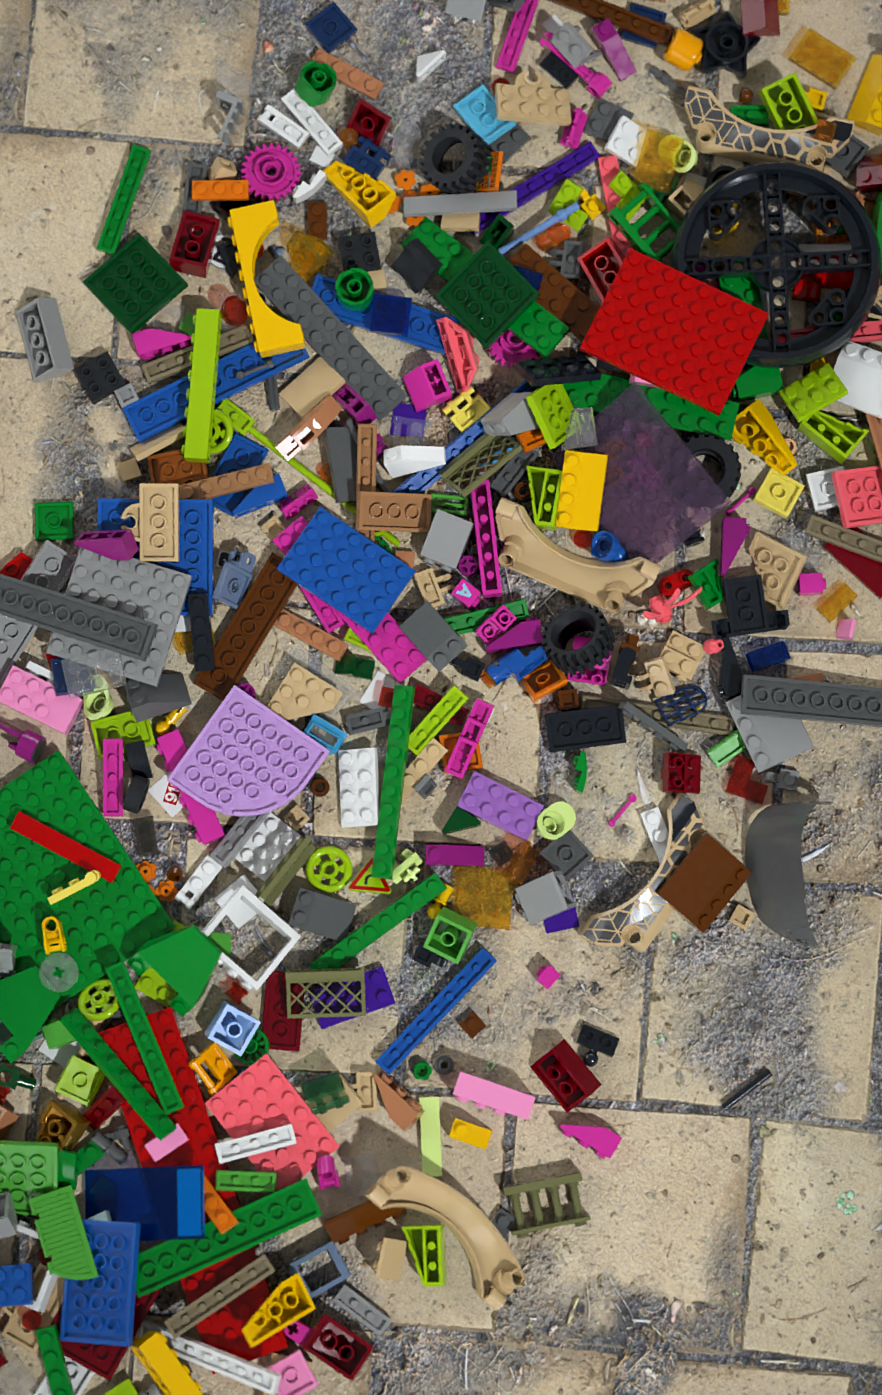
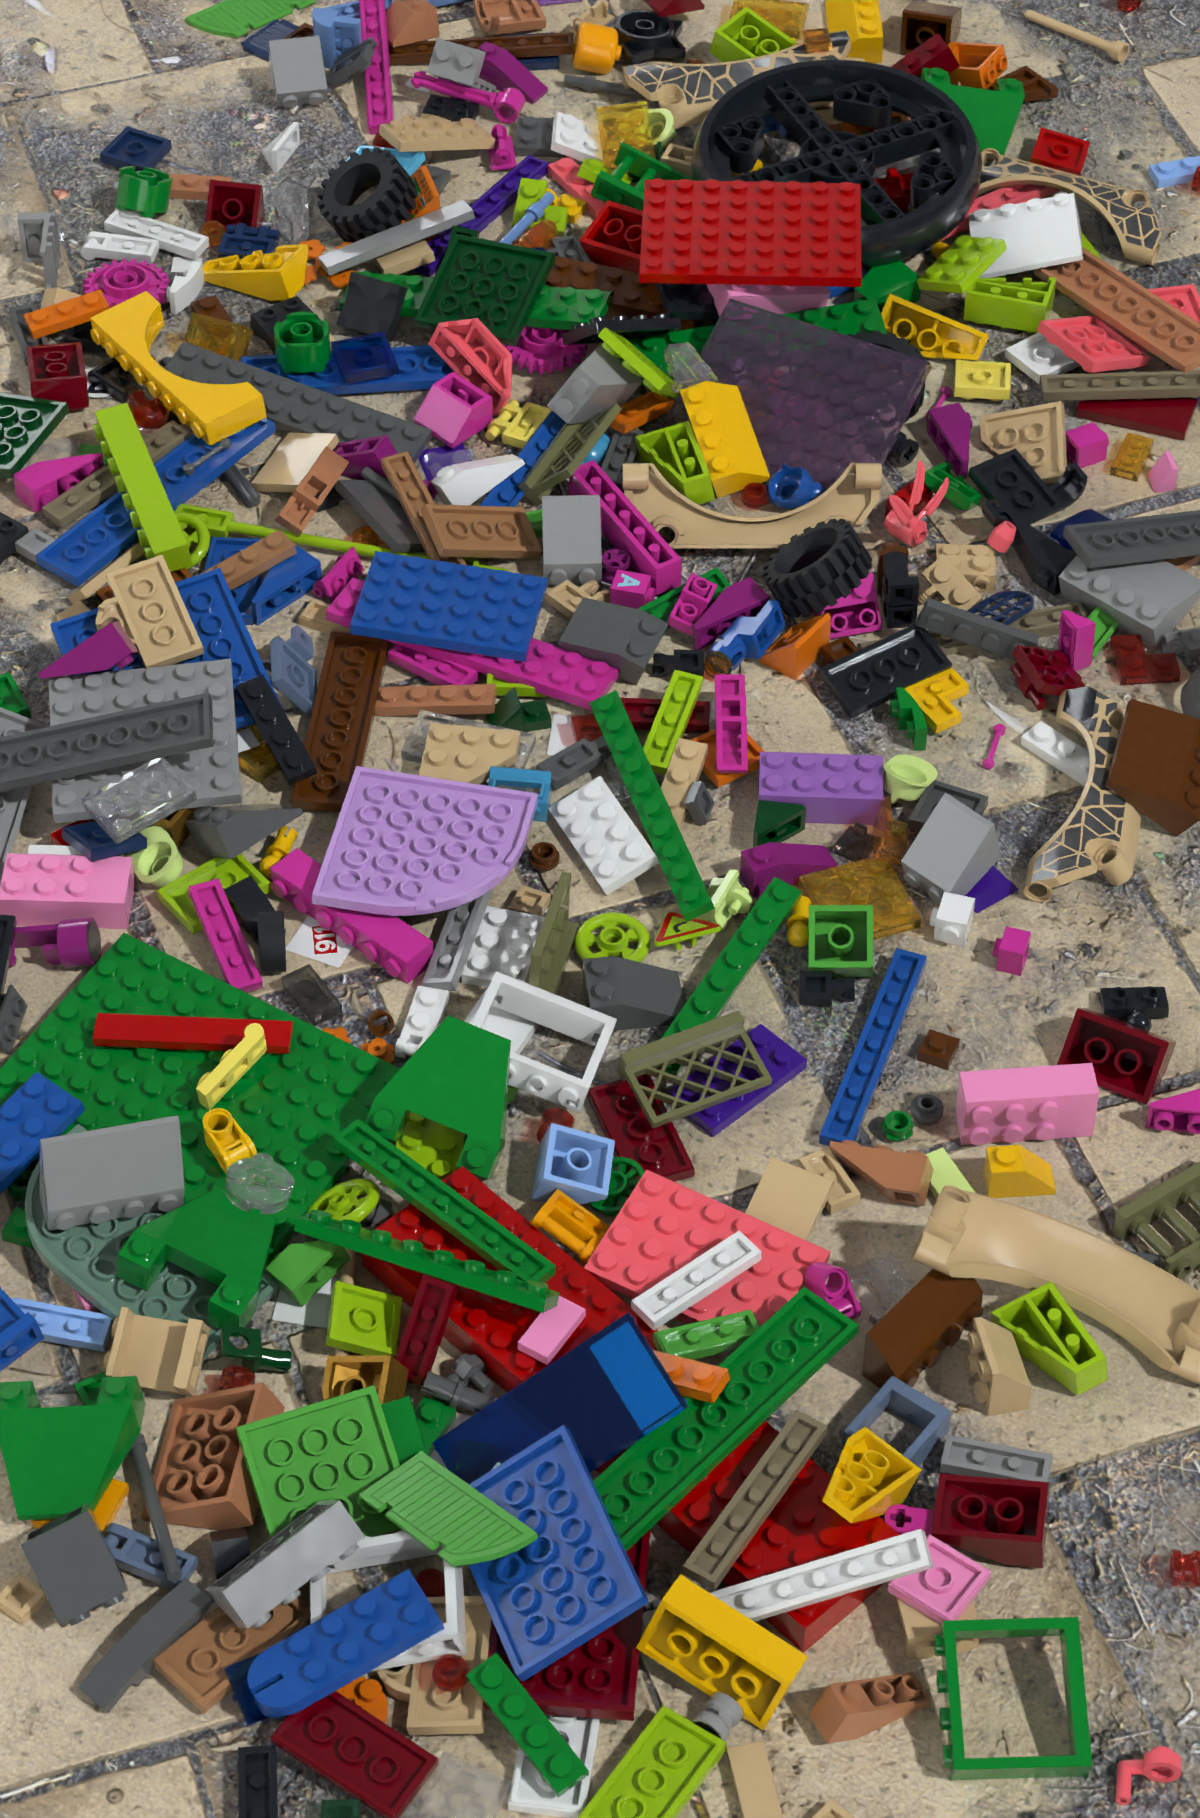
camera: 25 degrees left, 35 degrees down
(323, 1087) = (760, 1178): clear green plate -> none
(525, 939) = (953, 918): none -> white brick
(601, 759) = (935, 698): none -> yellow plate
(707, 759) = (1076, 639): none -> dark pink slope

